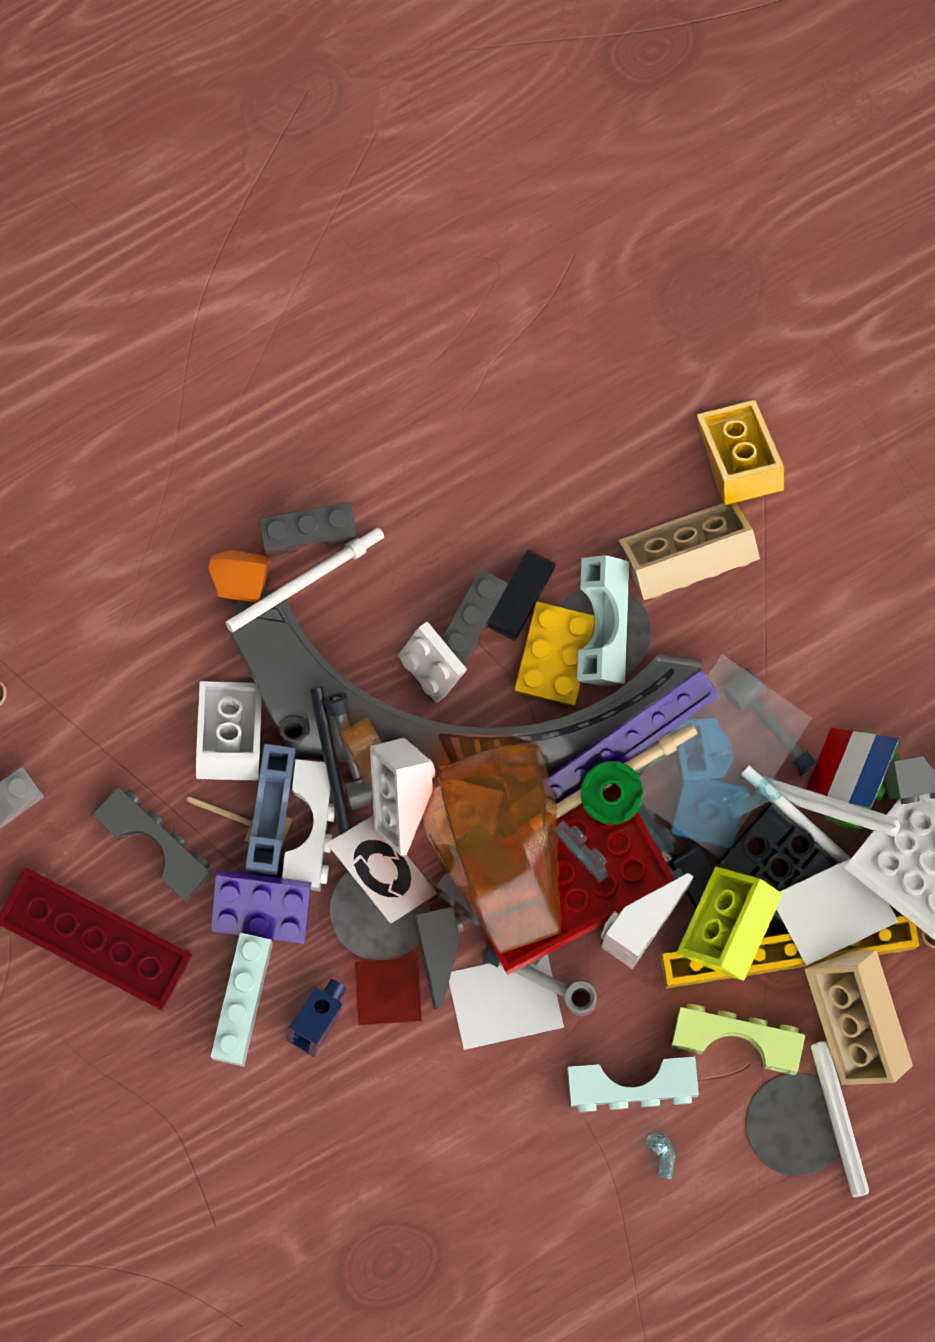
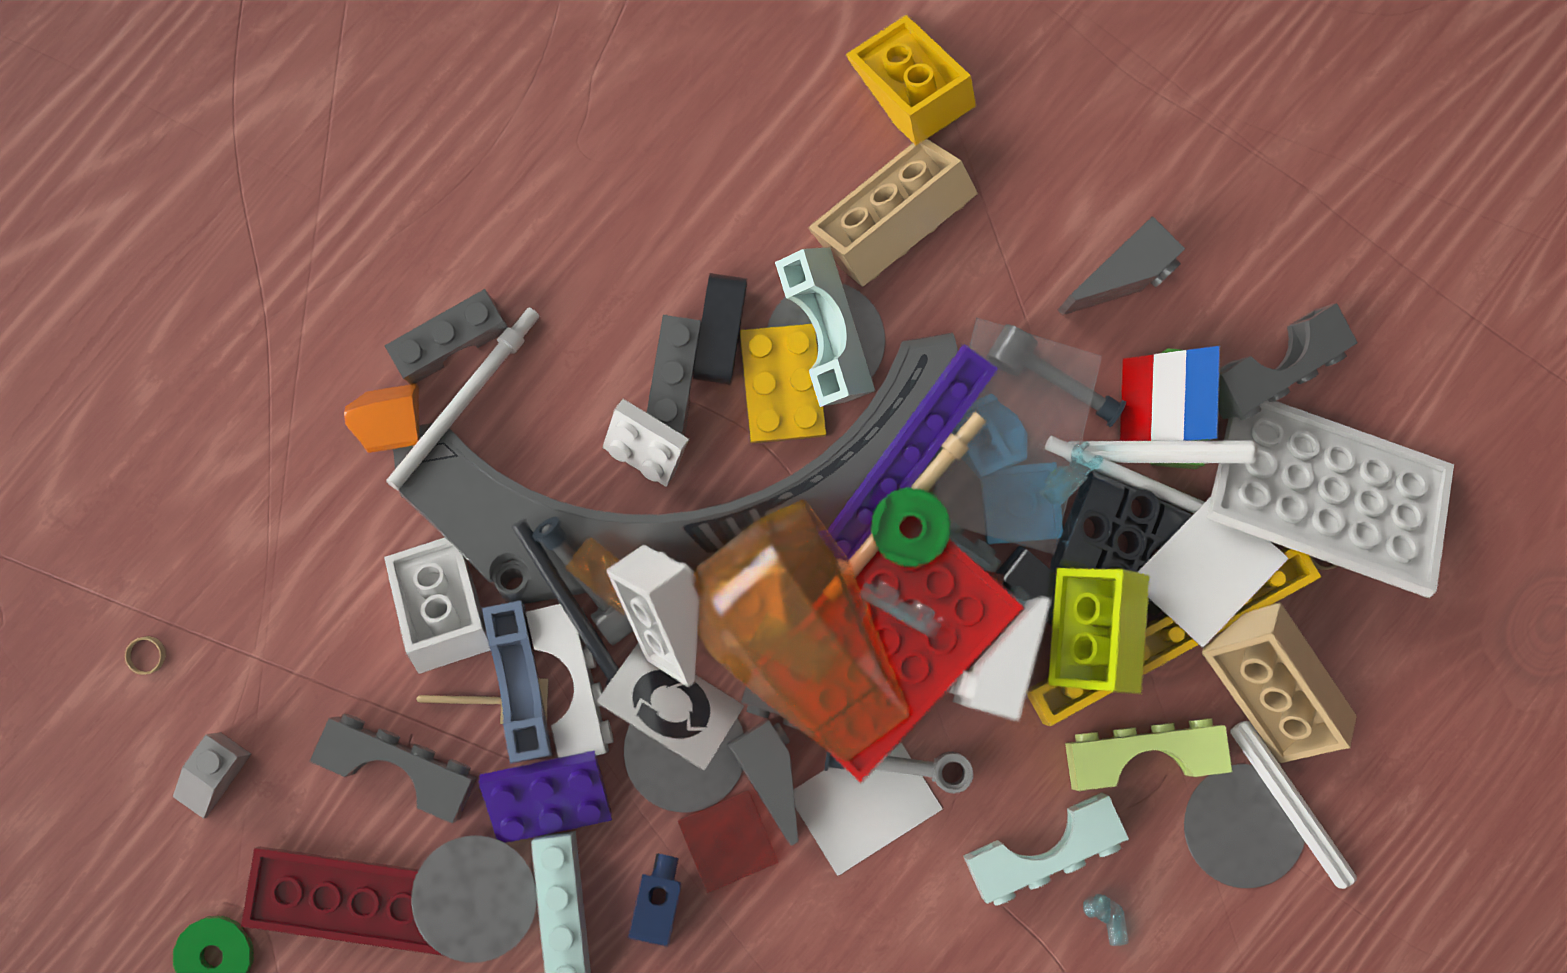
camera: 25 degrees left, 5 degrees up
(179, 964) = (474, 899): none -> flat silver sticker
(855, 658) = (1141, 260): none -> dark grey slope

